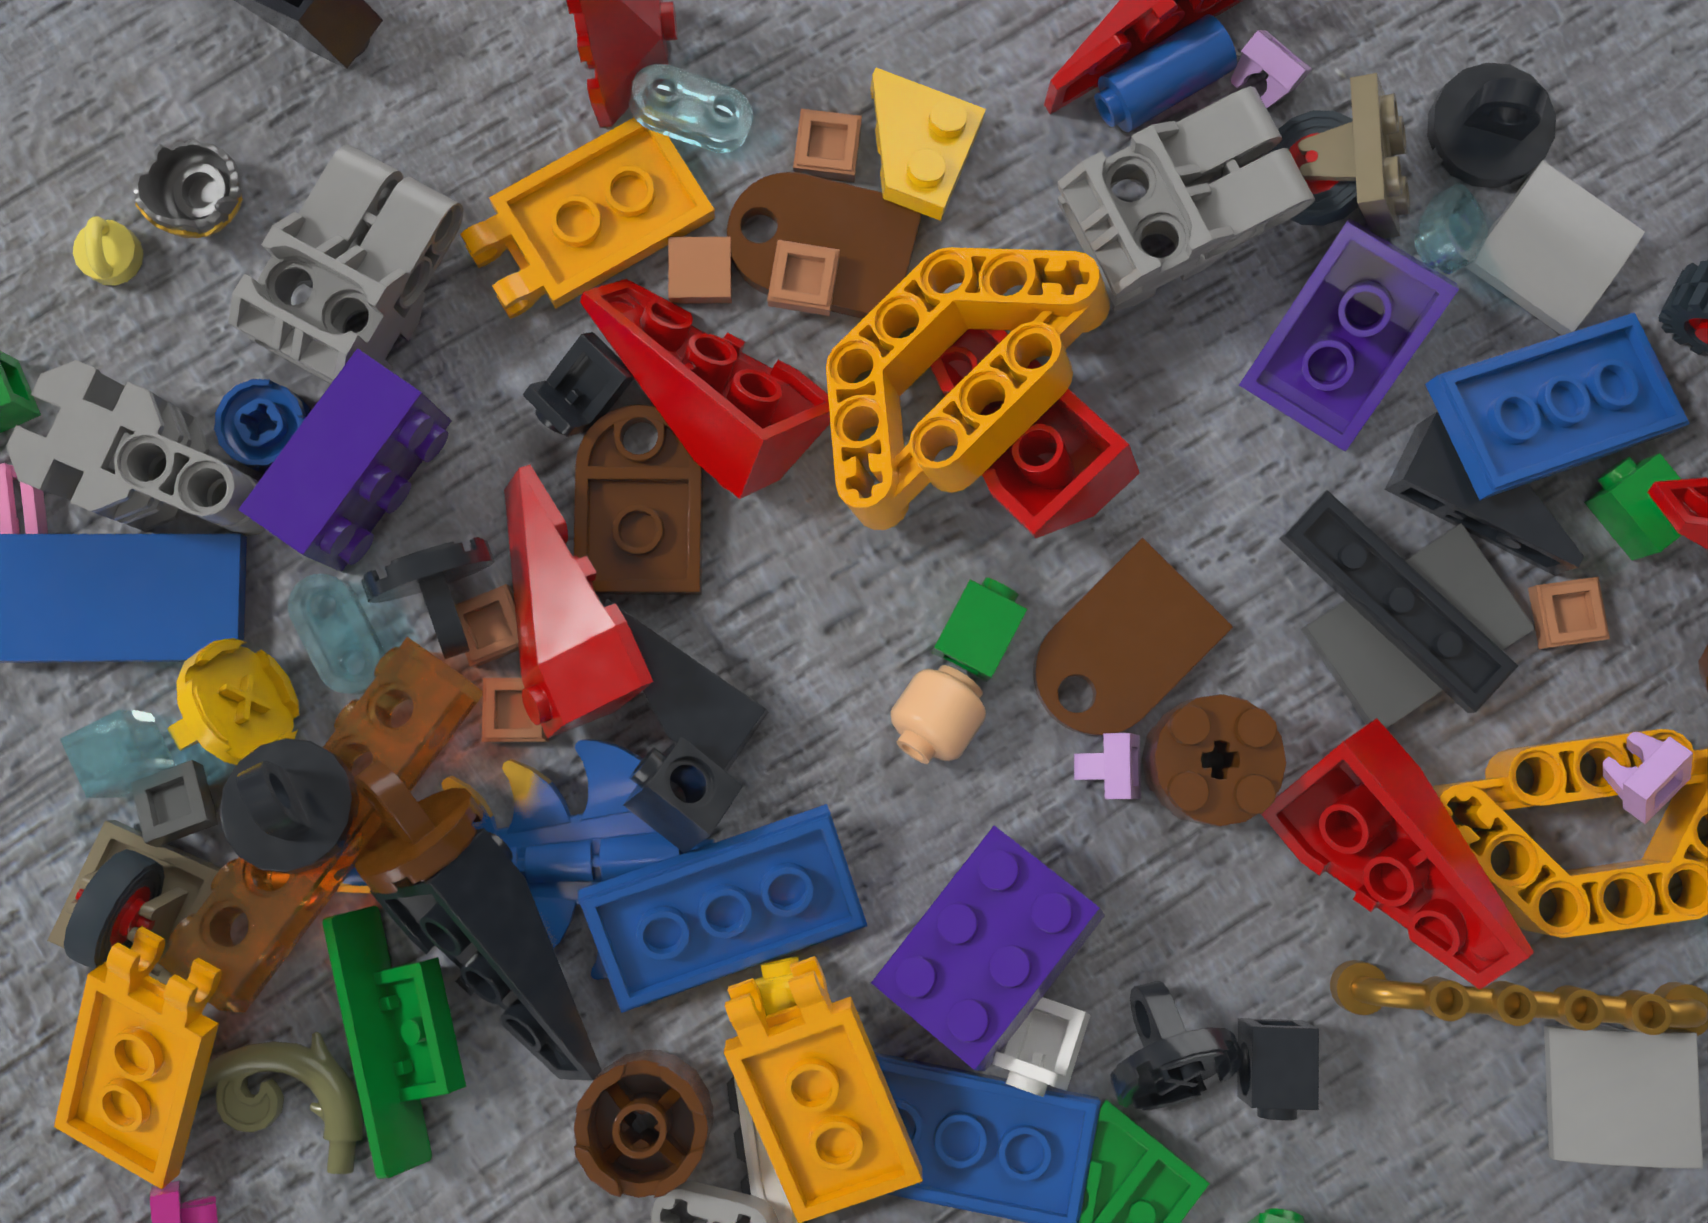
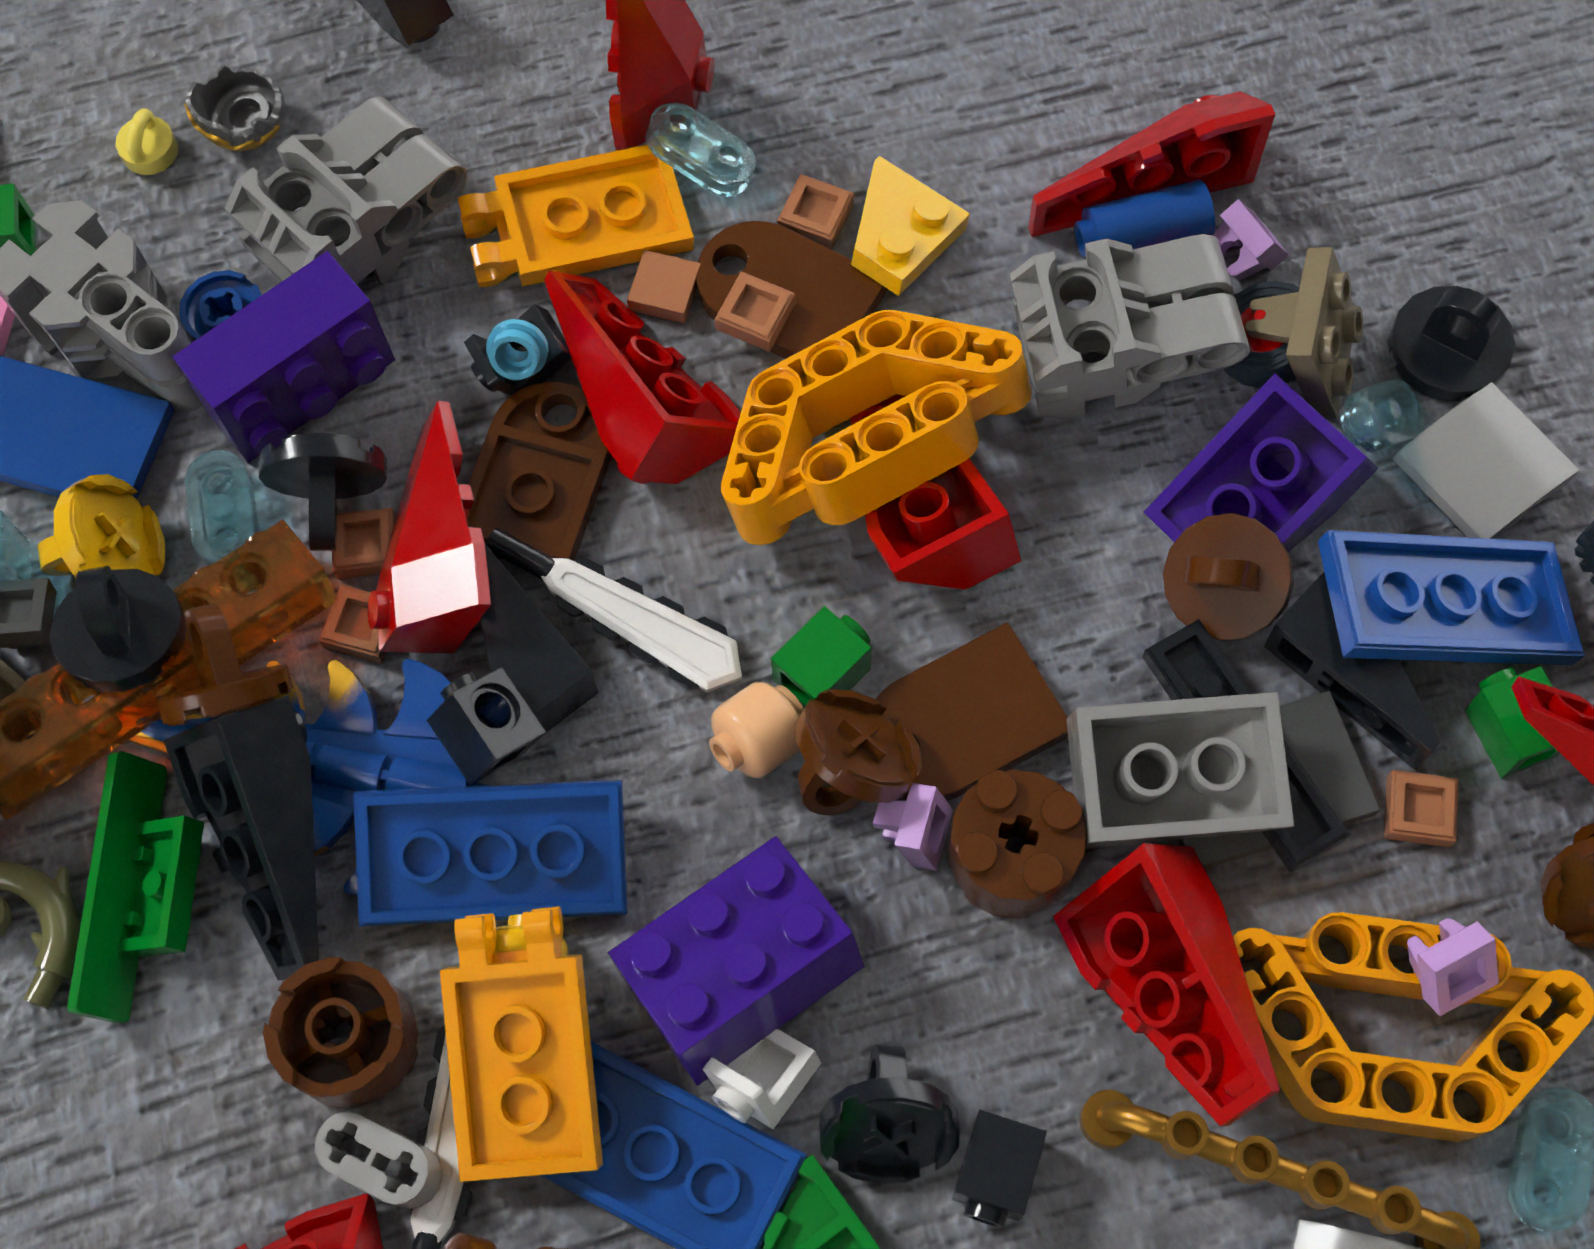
camera: 20 degrees right, 15 degrees down
(581, 392) = (514, 363): none -> medium azure plate
(808, 638) = (656, 629): none -> white sword
(1043, 718) = (854, 751): none -> reddish brown tile
(1342, 436) = (1228, 576): none -> reddish brown tile
(1351, 652) = (1179, 769): none -> light grey slope

